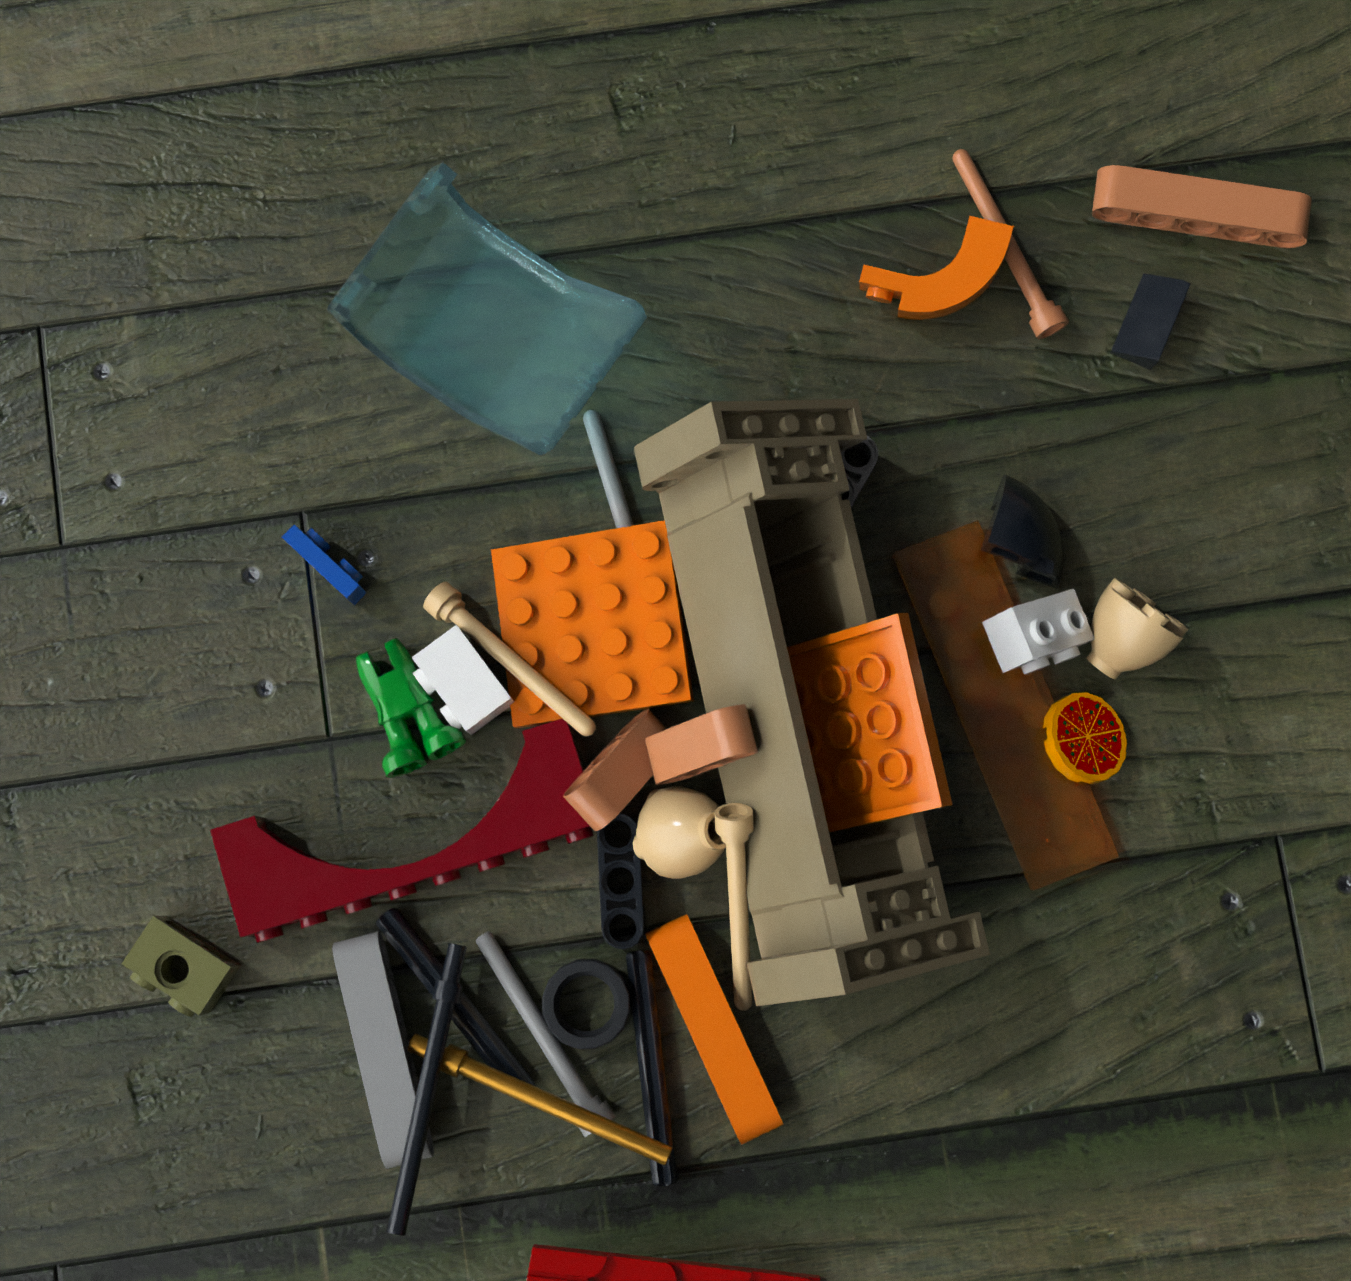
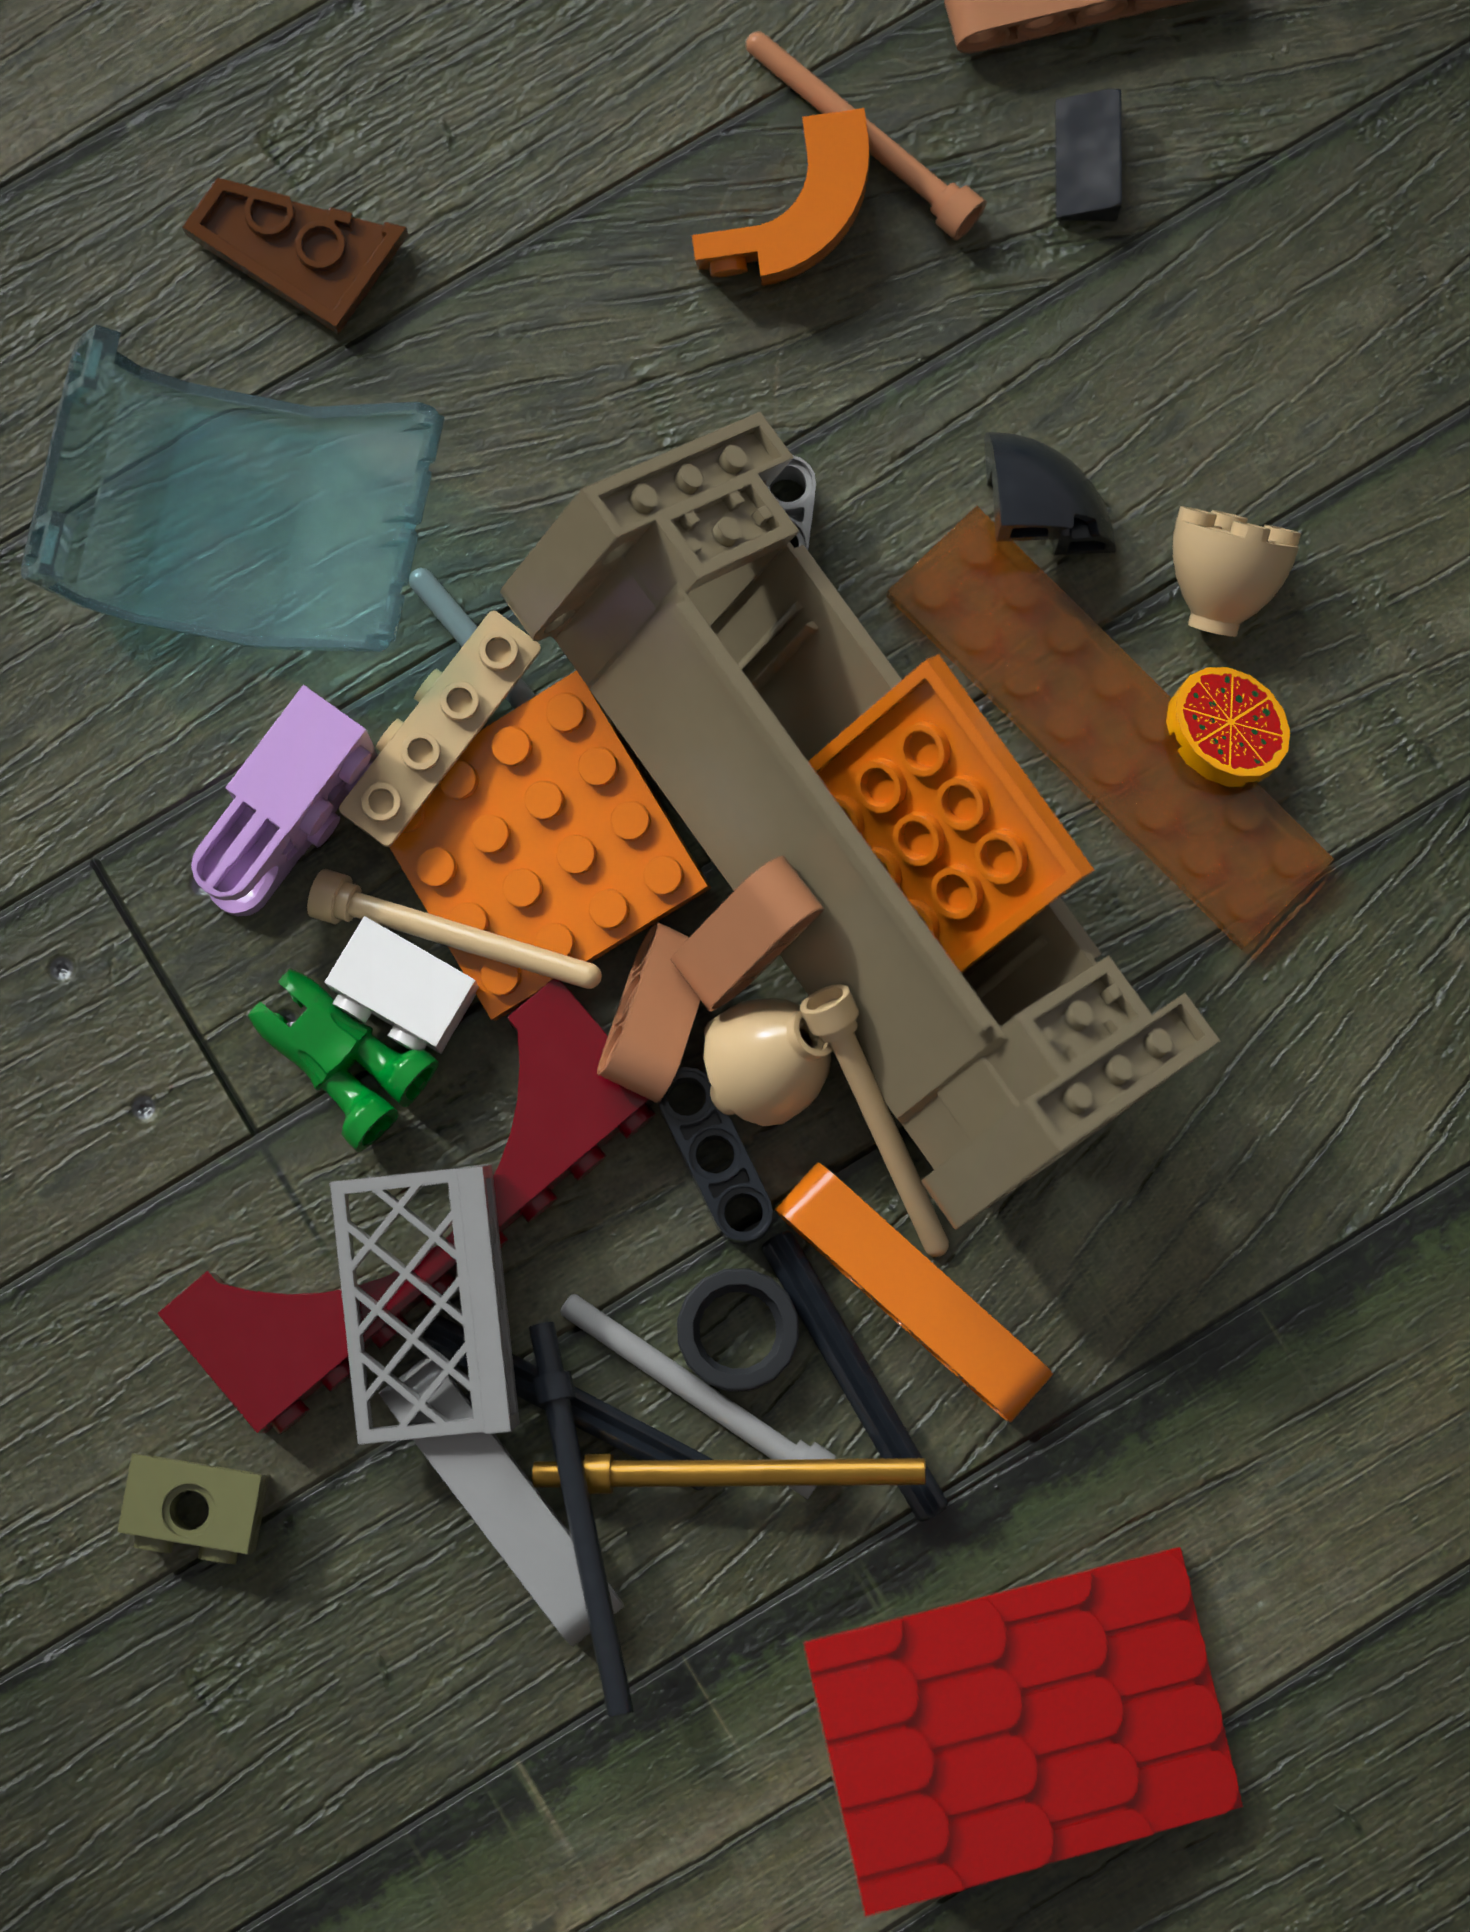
camera: 25 degrees left, 0 degrees up
(312, 549) = (131, 900): blue plate -> none
(423, 914) = (481, 1296): none -> light grey fence
(435, 527) = (282, 803): none -> lavender brick
(559, 521) = (439, 729): none -> tan bracket
(602, 170) = (298, 251): none -> reddish brown wing
(1039, 630) = (1113, 614): white brick -> none

